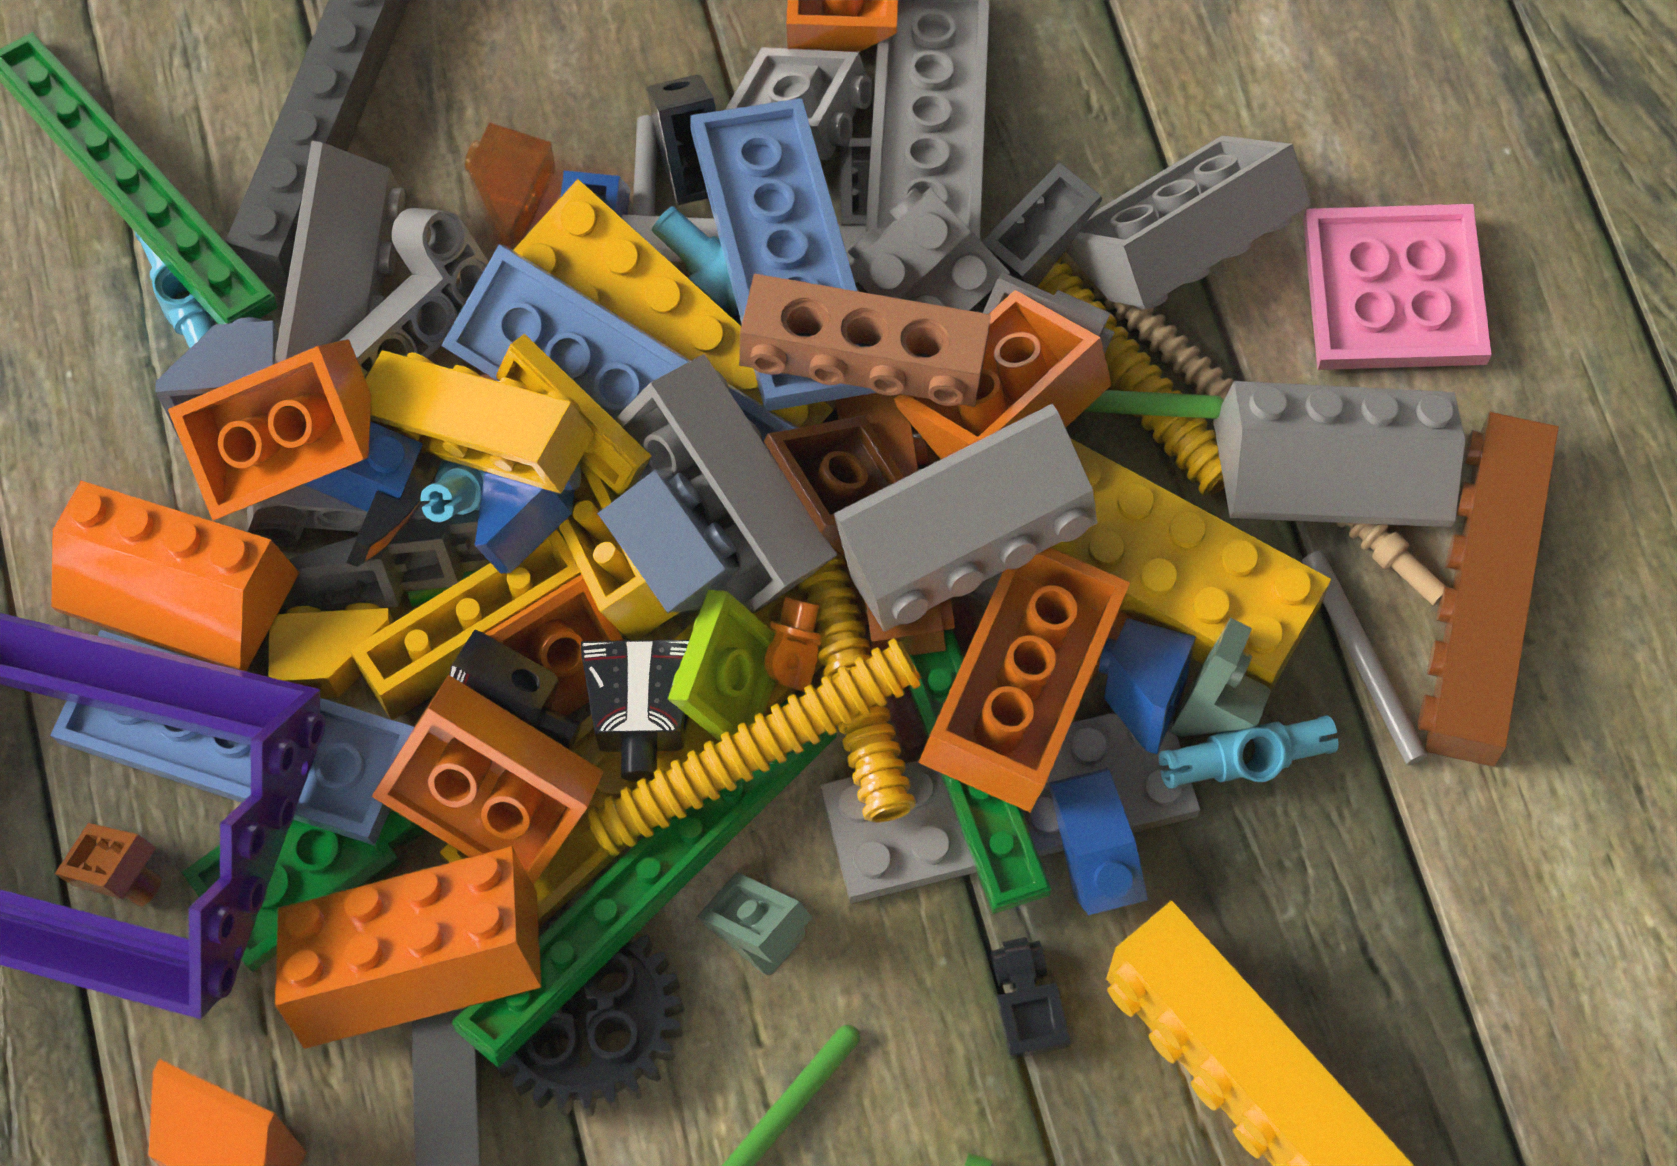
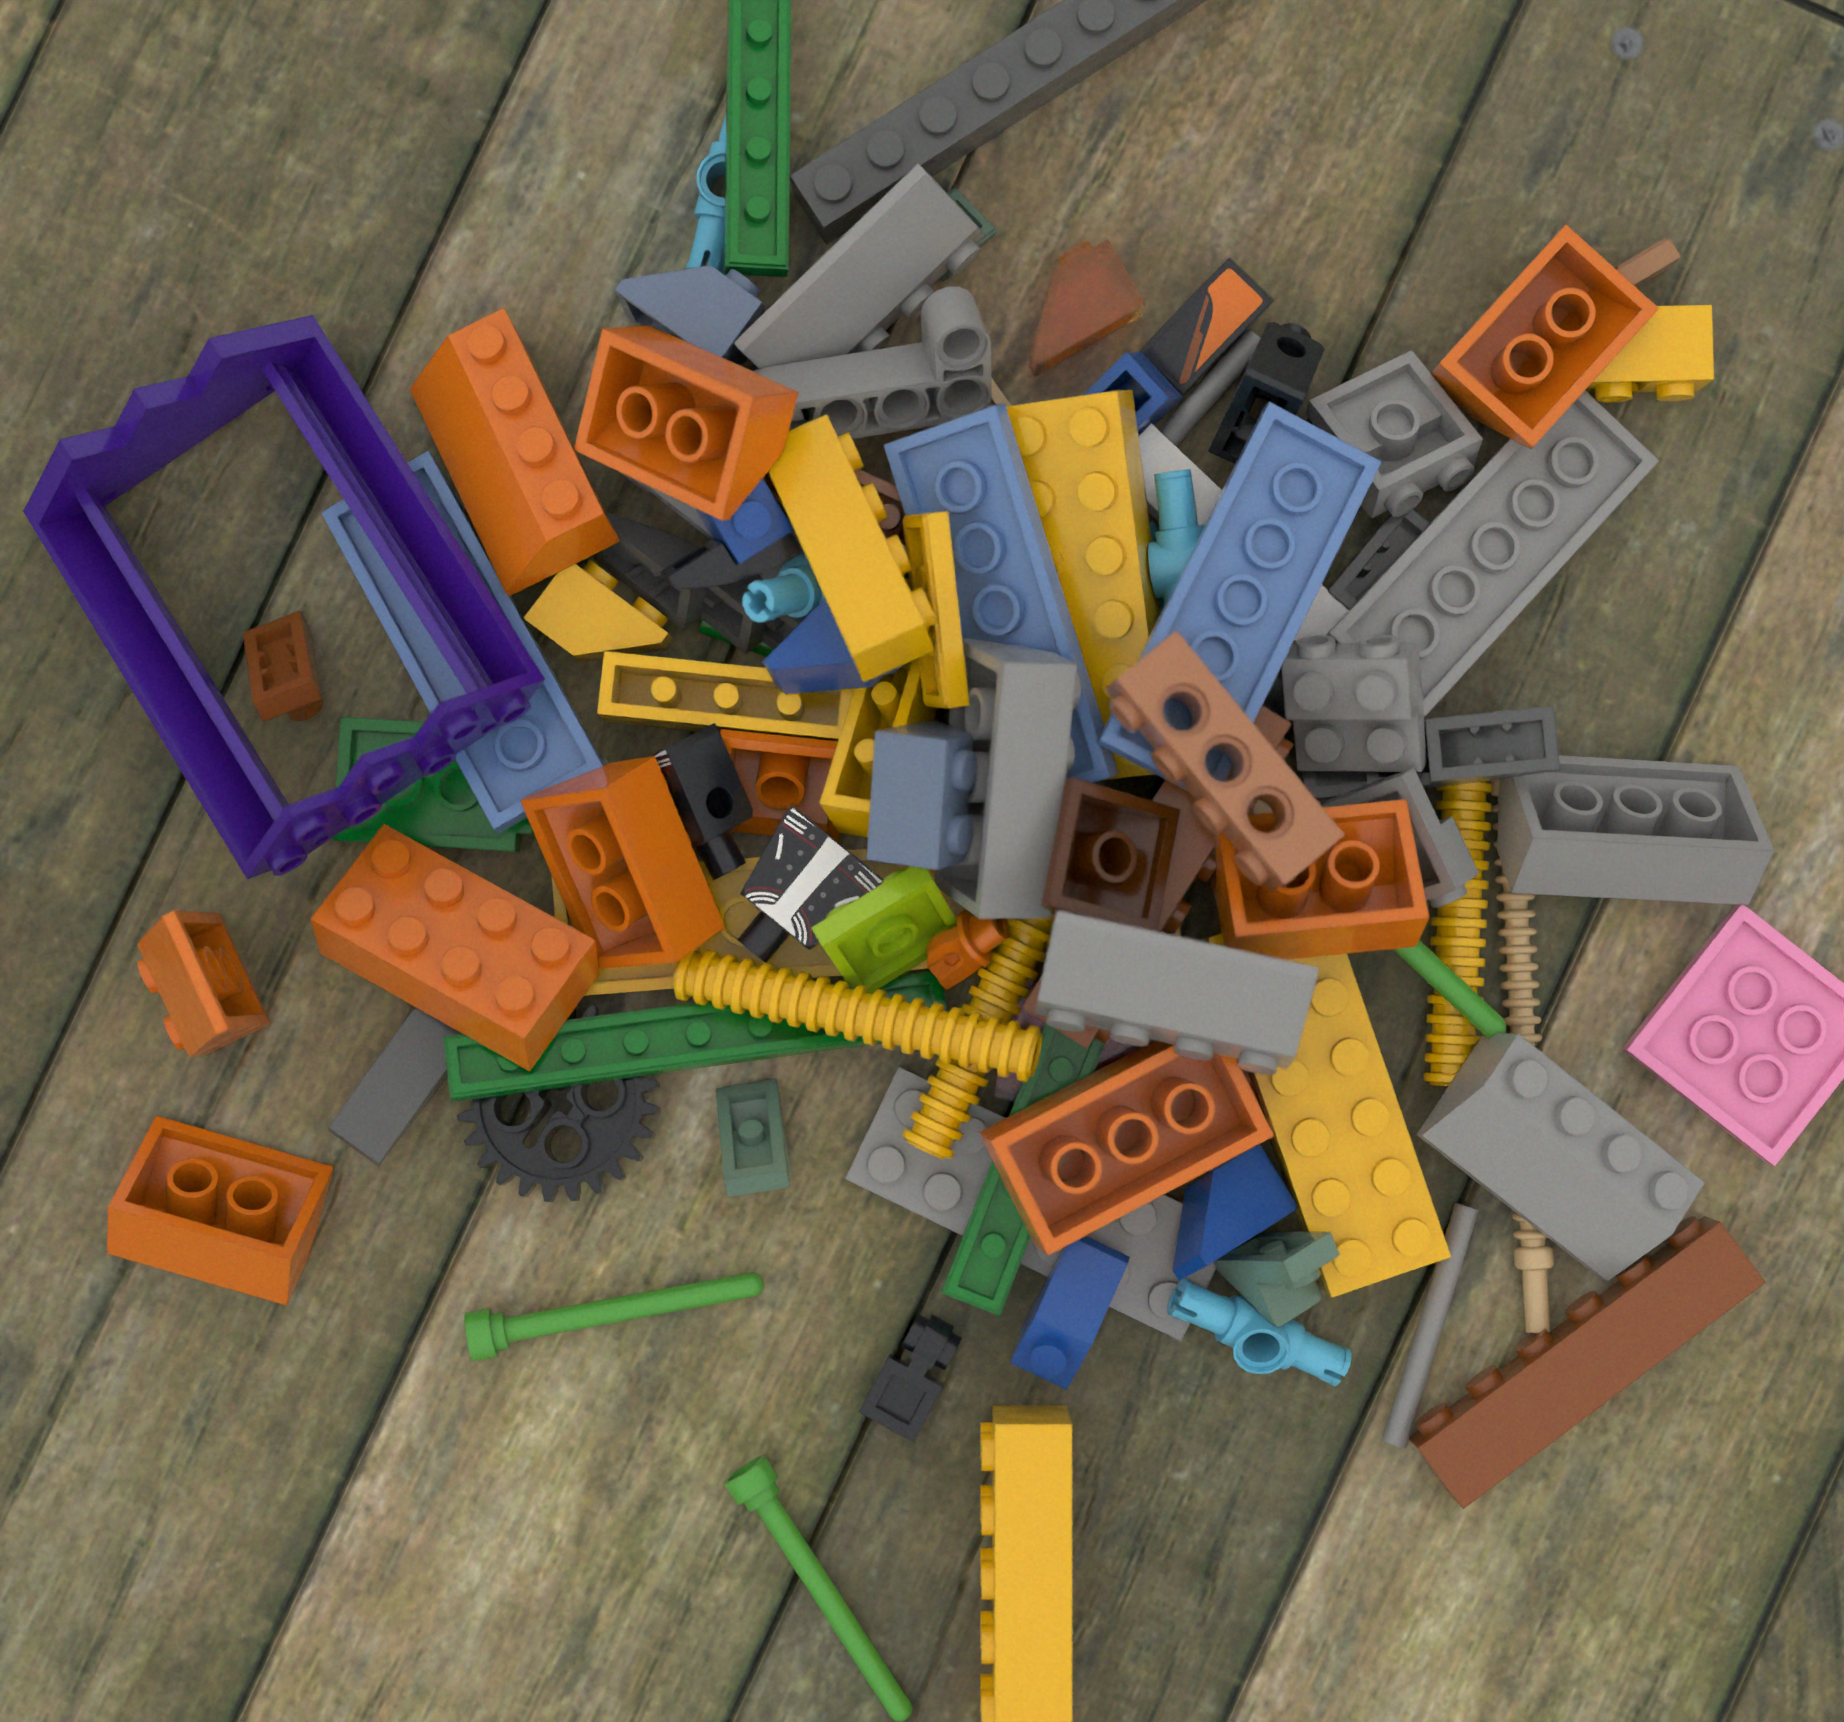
camera: 45 degrees right, 20 degrees up
(607, 129) = (1206, 325): none -> slope

